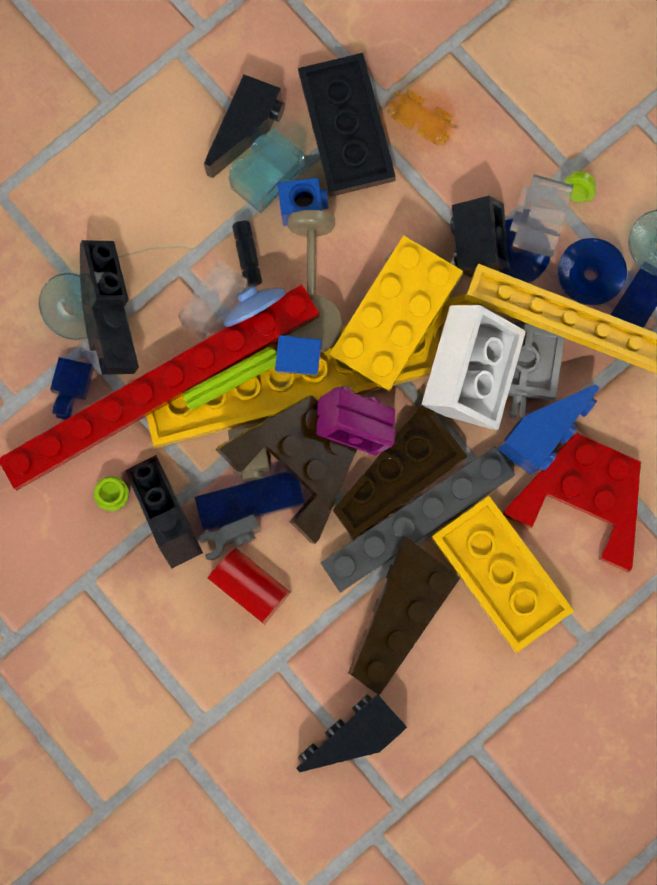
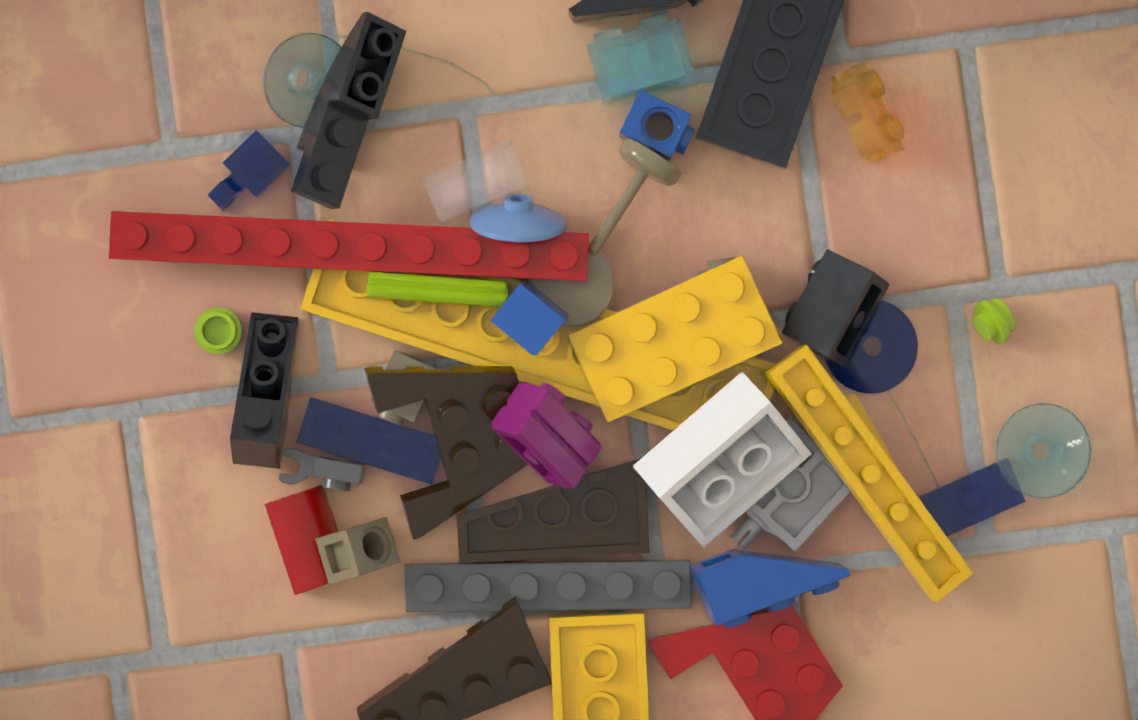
camera: 25 degrees right, 10 degrees up
(247, 252) = (553, 145): black axle -> none
(284, 570) = (357, 550): none -> dark tan brick
(542, 215) = (923, 330): clear brick -> none
(598, 257) = (962, 435): clear blue dish -> none

